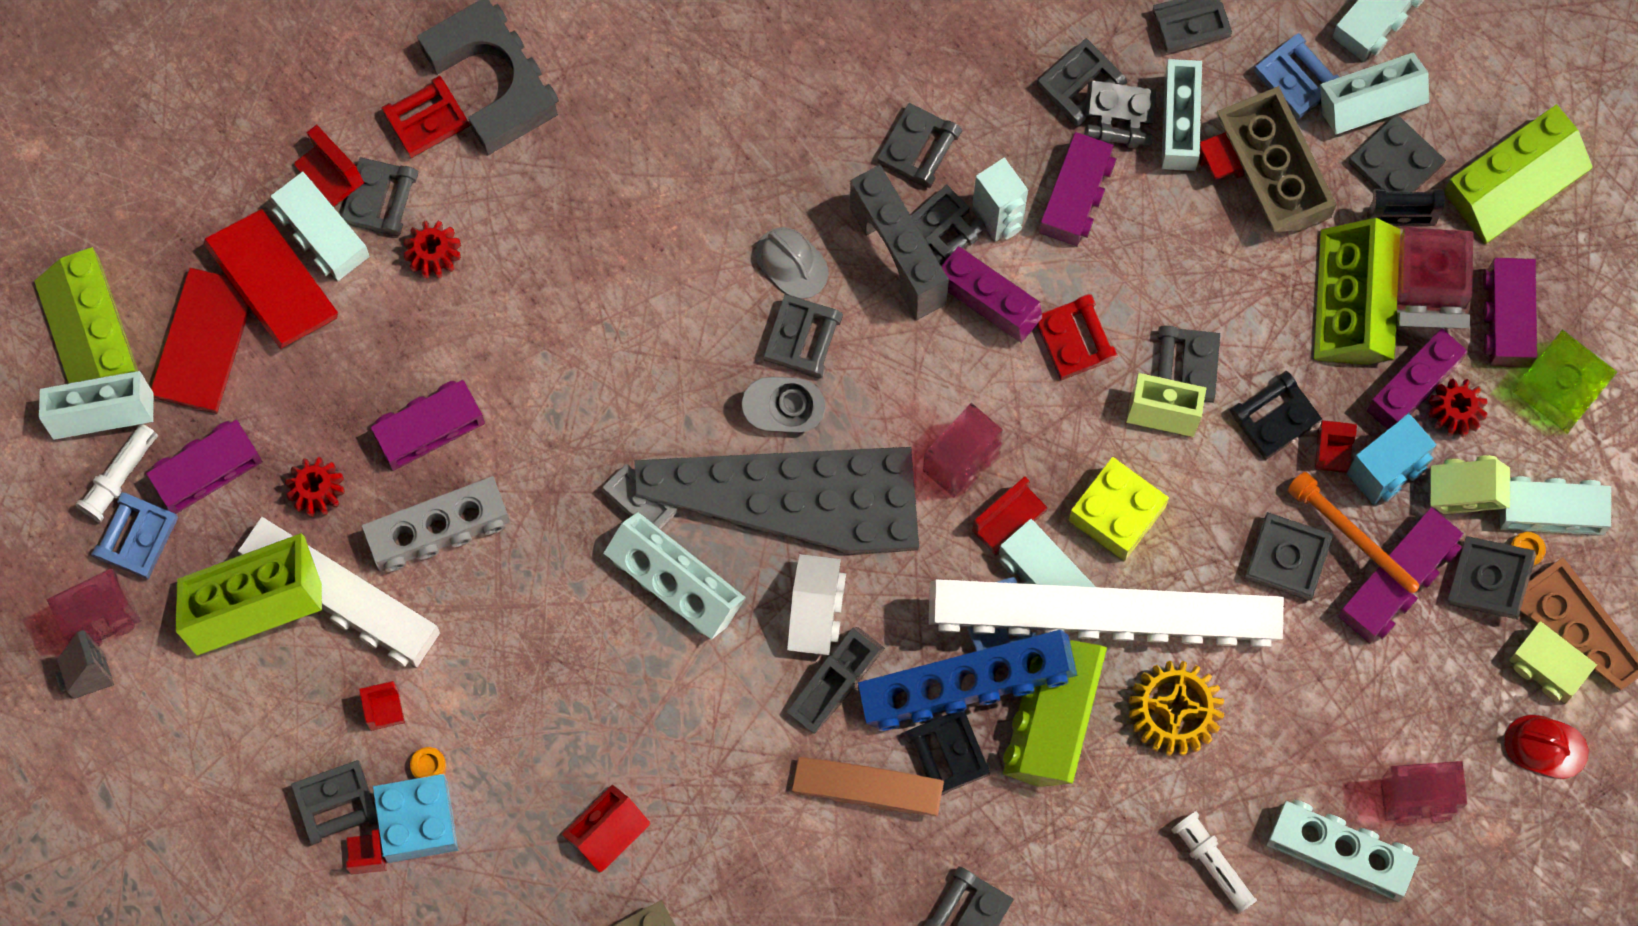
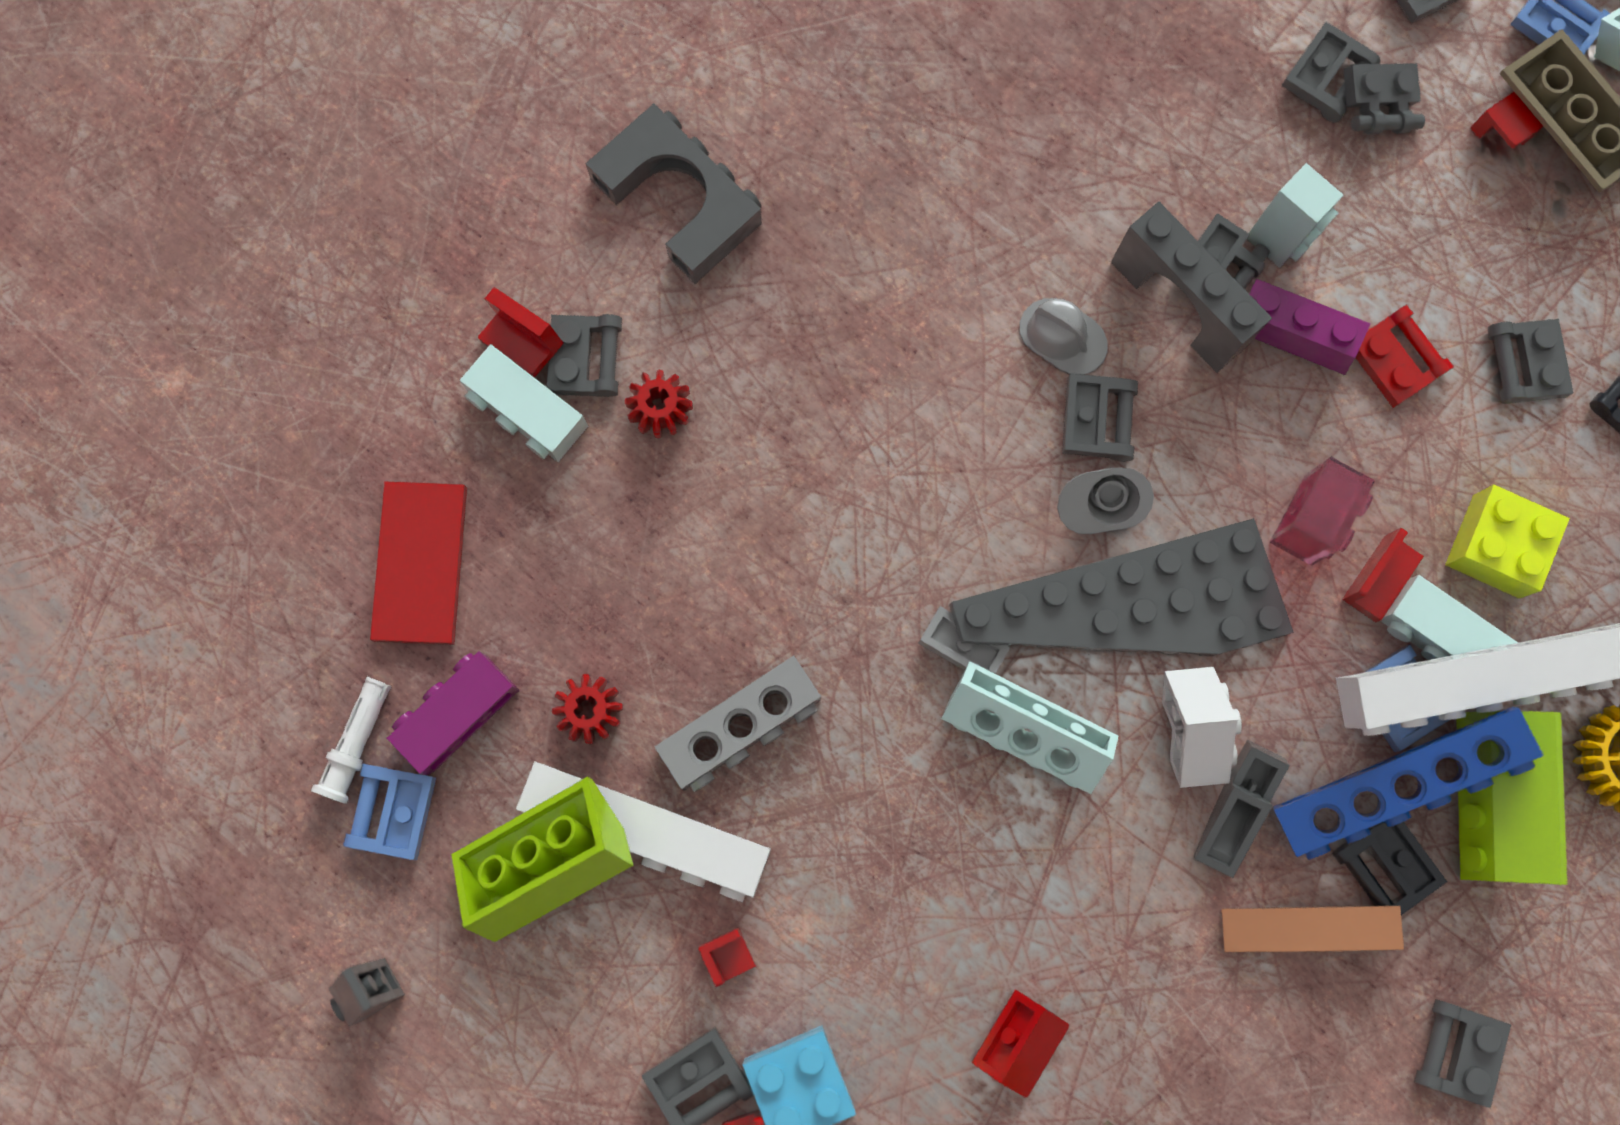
camera: 15 degrees left, 5 degrees up
(84, 318) = (280, 575): lime slope -> none
(96, 405) = (309, 668): light aqua brick -> none
(97, 606) = (359, 919): clear pink brick -> none
(271, 278) = (481, 475): red tile -> none
(427, 424) = (700, 607): magenta brick -> none
(427, 762) = (795, 1012): light orange tile -> none
(430, 124) = (621, 263): red plate -> none
(909, 141) = (1159, 172): dark grey plate -> none
(1078, 189) = (1362, 175): magenta brick -> none
(1166, 404) = (1530, 411): yellowish green brick -> none
(1181, 114) = (1456, 84): light aqua brick -> none

